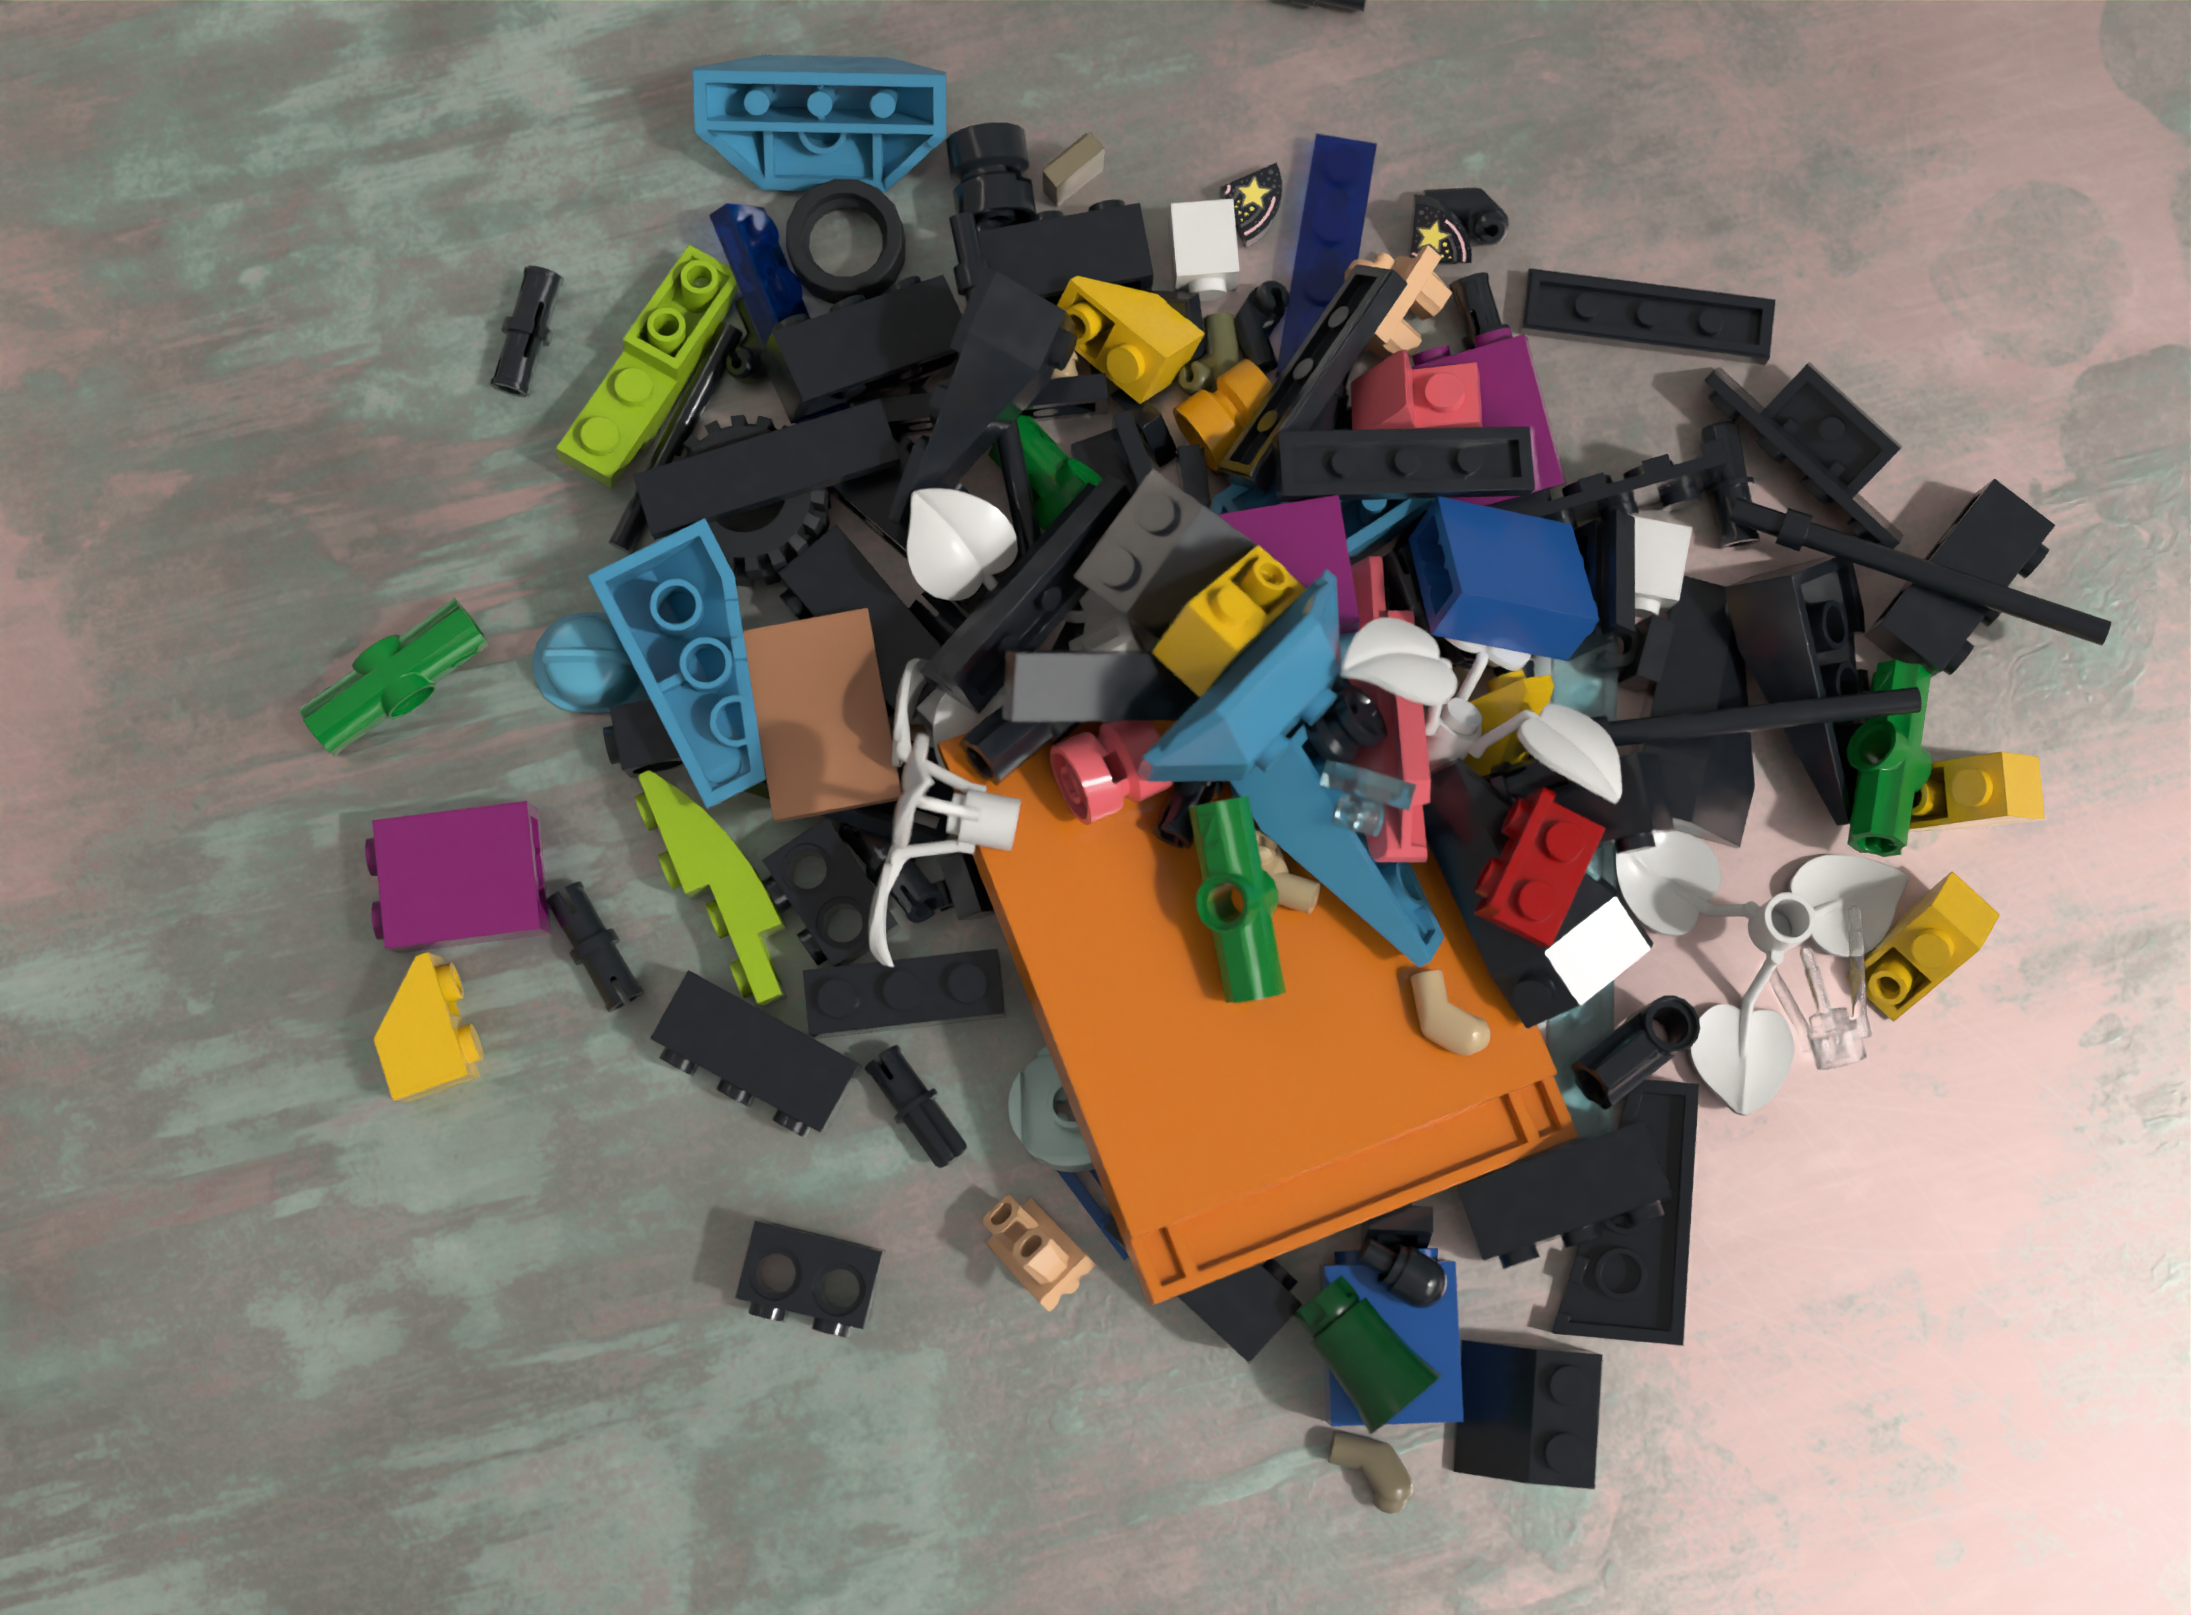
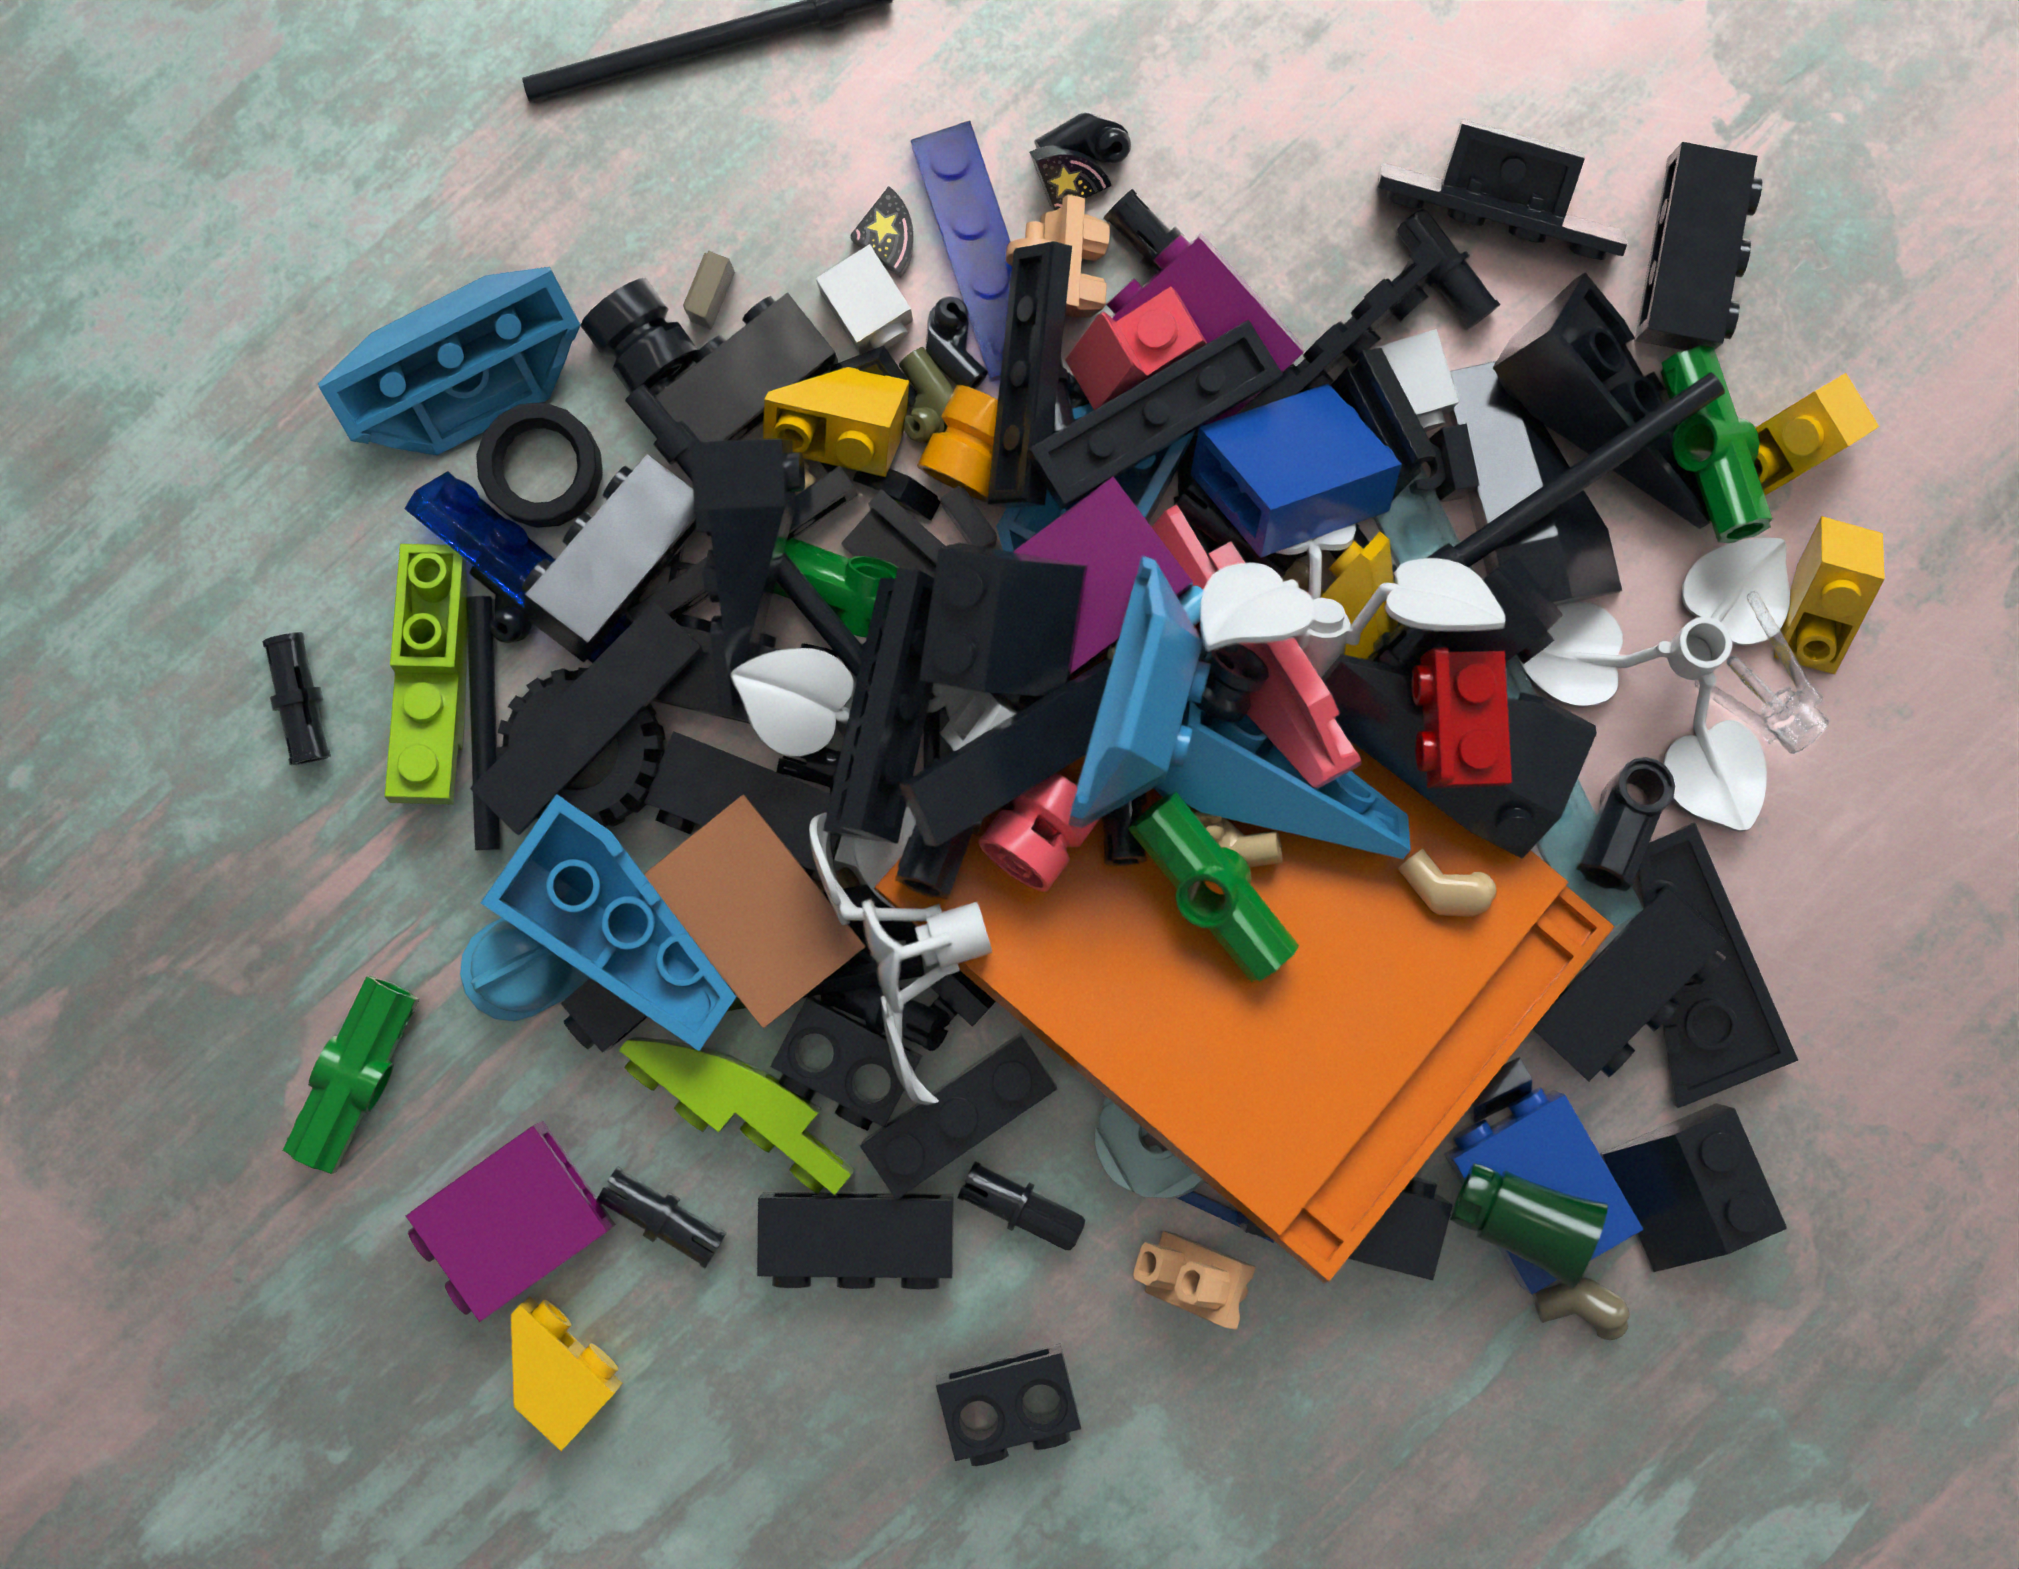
camera: 25 degrees left, 5 degrees up
(1227, 619) = (1080, 648): yellow slope -> none
(1364, 796) = (1280, 739): clear light blue tile -> none
(1405, 1273) = (1528, 1130): black cylinder -> none
(1647, 316) = (1294, 151): black tile -> none
(1796, 530) = (1530, 282): black bar -> none

